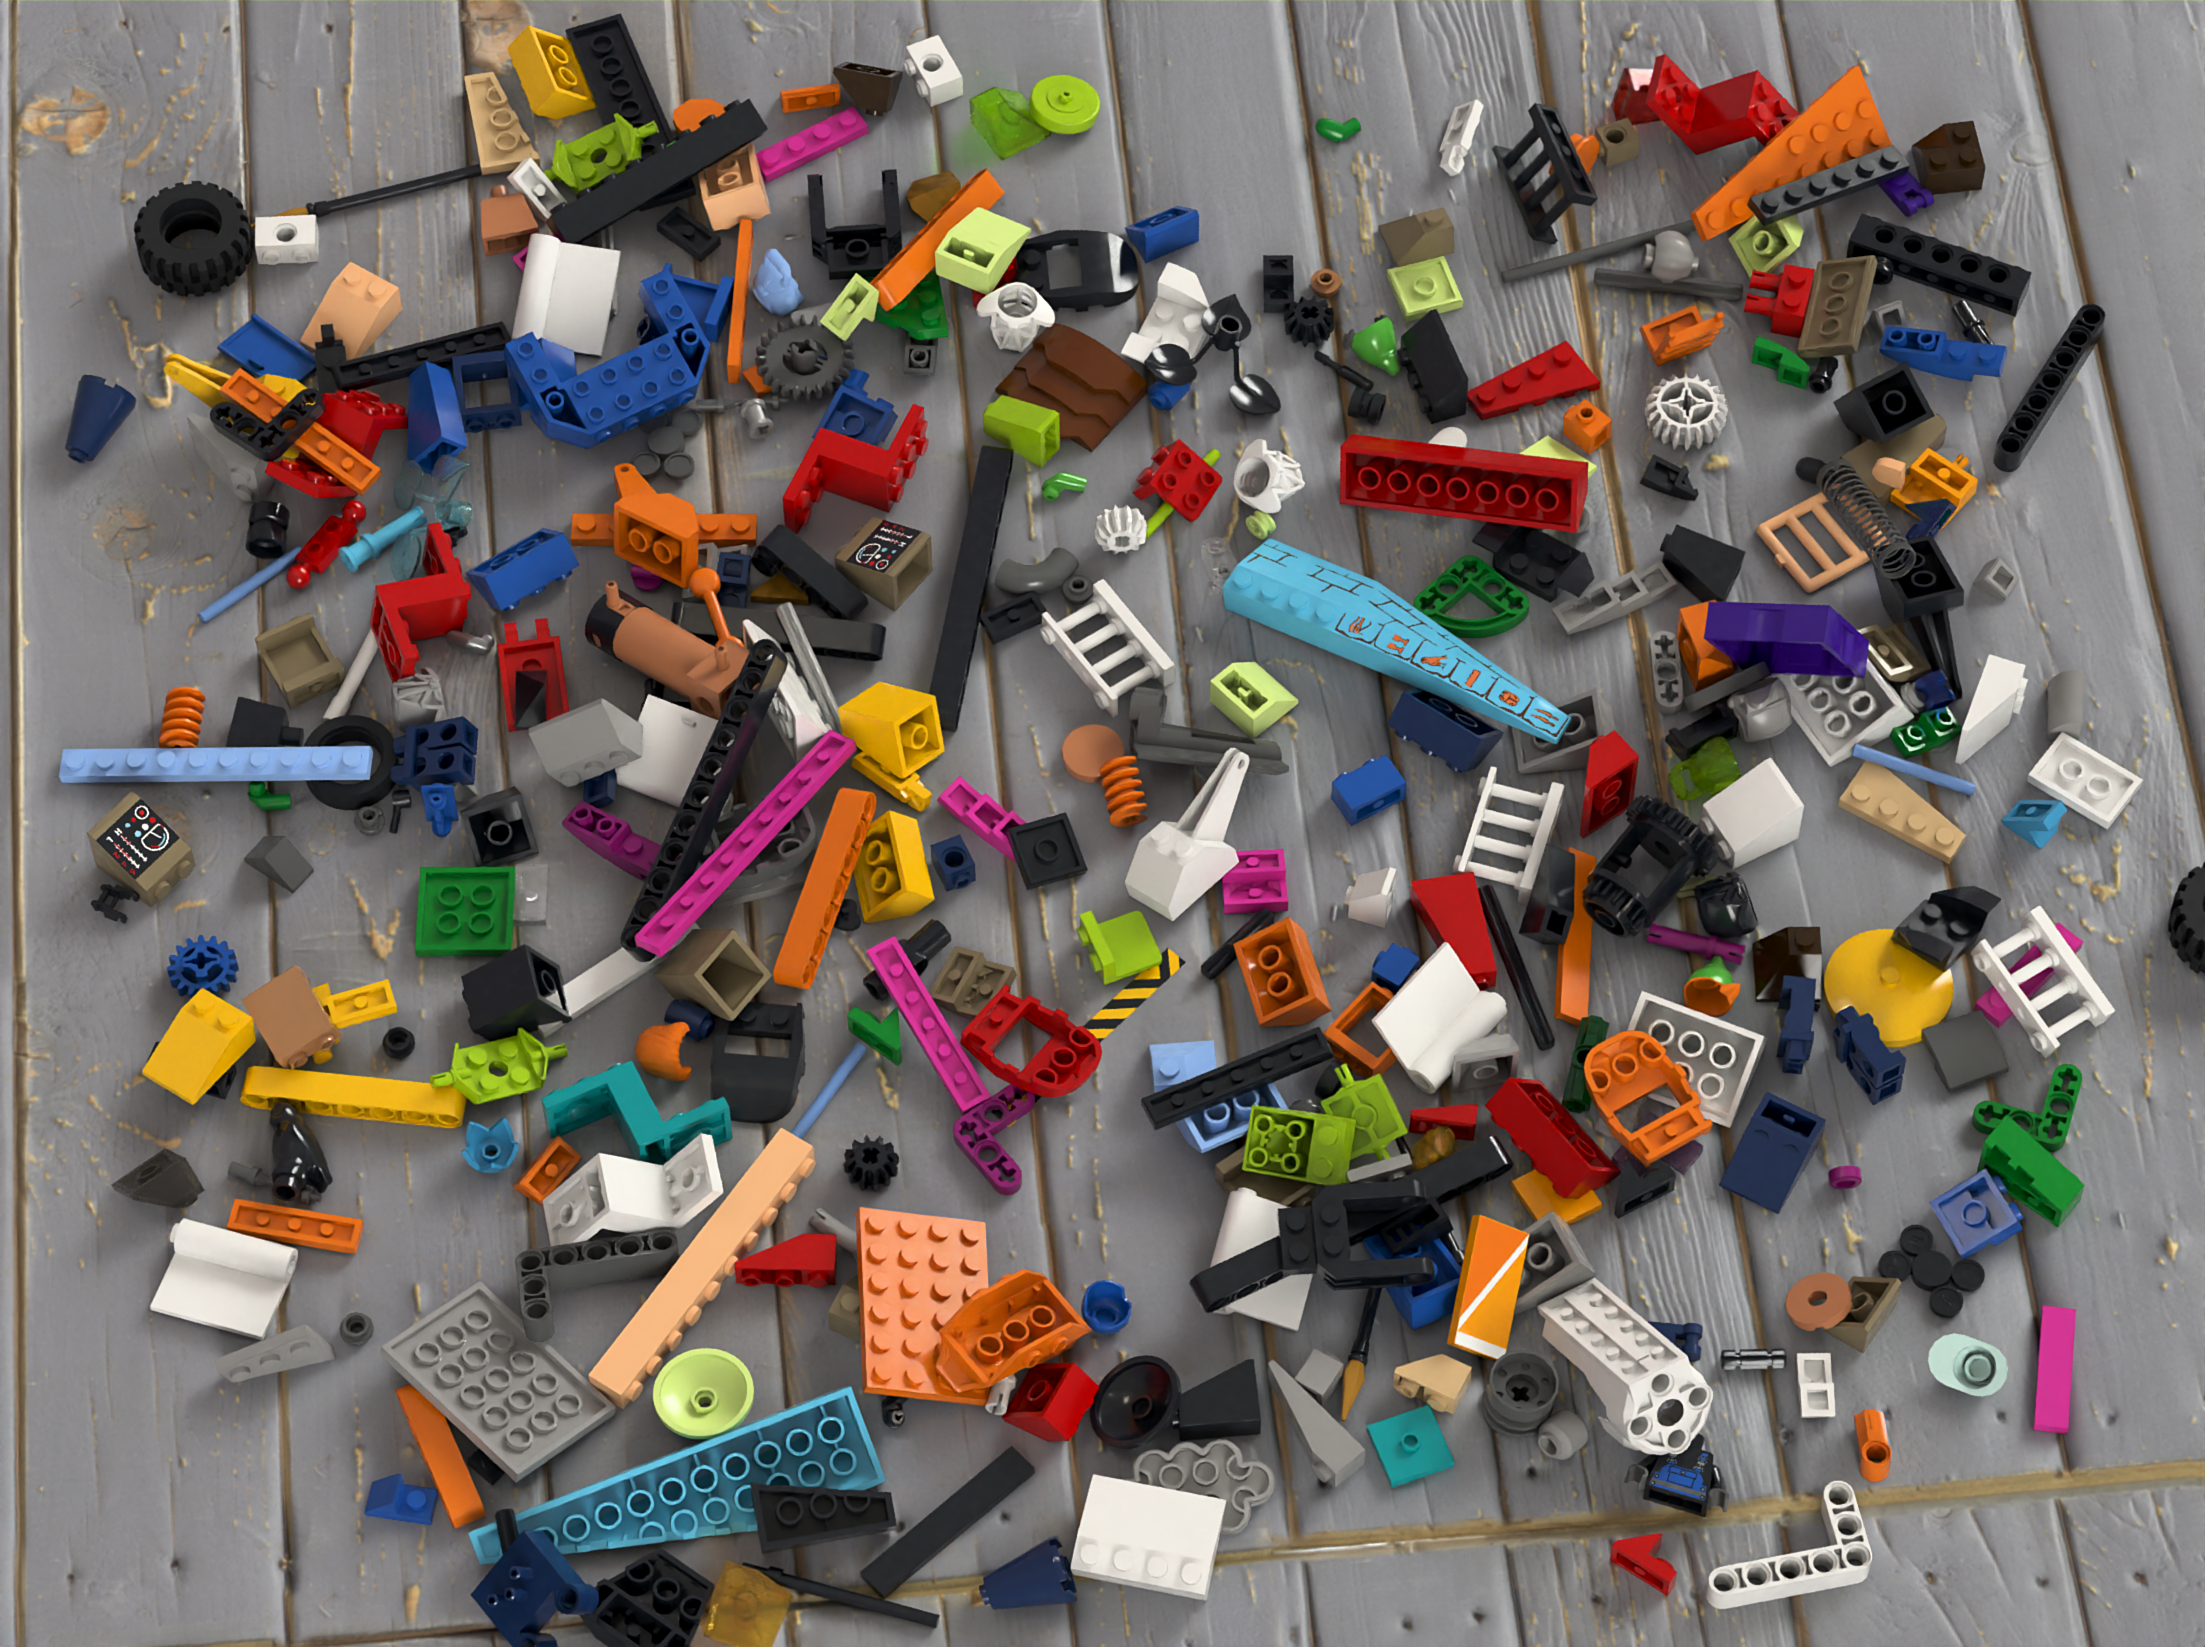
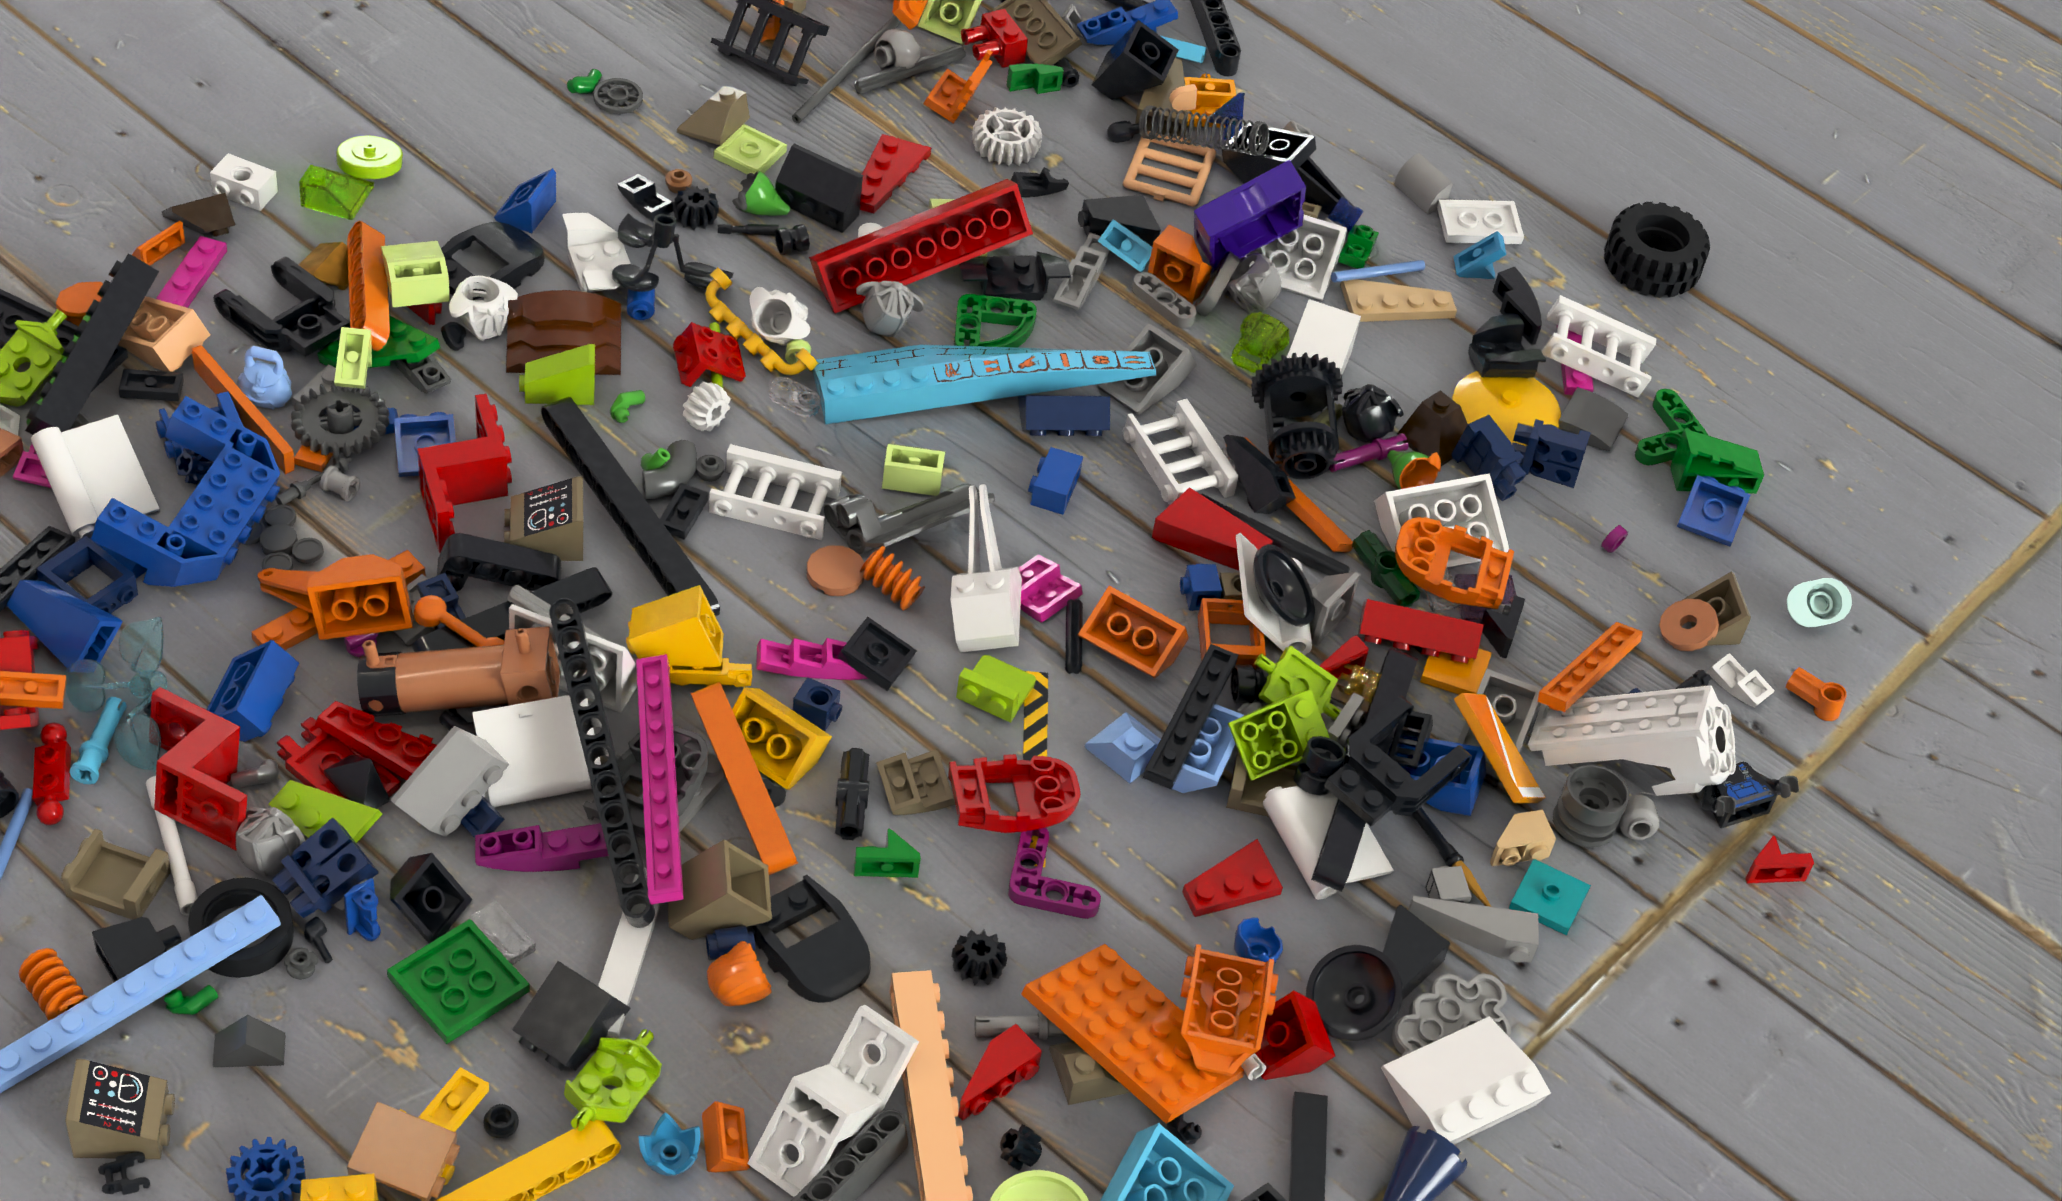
camera: 50 degrees left, 10 degrees down
(486, 708) = (313, 808): none -> lime wing
(577, 669) = (378, 741): none -> red wing
(625, 1097) = (768, 1040): teal bracket -> none
(748, 1333) = (1020, 1147): none -> black gear
(779, 591) = (481, 593): pearl gold tile -> none
(829, 1090) = (887, 925): medium blue bar -> none
(928, 1025) = (923, 826): dark pink plate -> none
(977, 329) = (453, 335): none -> black piece
(1029, 555) = (656, 460): none -> bright green arm
(1149, 1246) = (1233, 882): none -> red wing
(1230, 443) = (753, 342): none -> yellow bar
(1295, 1188) = (1319, 762): none -> black wheel
(1356, 159) = (618, 96): none -> dark grey wheel
(1372, 897) = (1139, 543): white slope -> none
(1377, 527) = (887, 306): none -> light grey piece
(1450, 1012) = (1283, 586): none -> black dish
(1459, 136) = (677, 45): white hinge -> none
(1587, 426) = (952, 177): orange brick -> none
(1608, 782) = (1215, 376): red slope -> none
(1664, 1274) = (1589, 667): none -> orange plate
(1672, 592) = (1126, 245): none -> medium azure slope
(1716, 724) = (1227, 322): black hinge -> none
(1773, 1152) = (1560, 548): dark blue slope -> none
(1801, 1563) = (1883, 775): white beam -> none
(1932, 1271) = (1721, 562): black piece -> none
(1964, 414) = (1188, 50): none -> medium azure slope
(1994, 702) = (1385, 202): white slope -> none
(2022, 888) = (1519, 299): none -> black slope
(2054, 1369) = (1855, 577): dark pink tile -> none

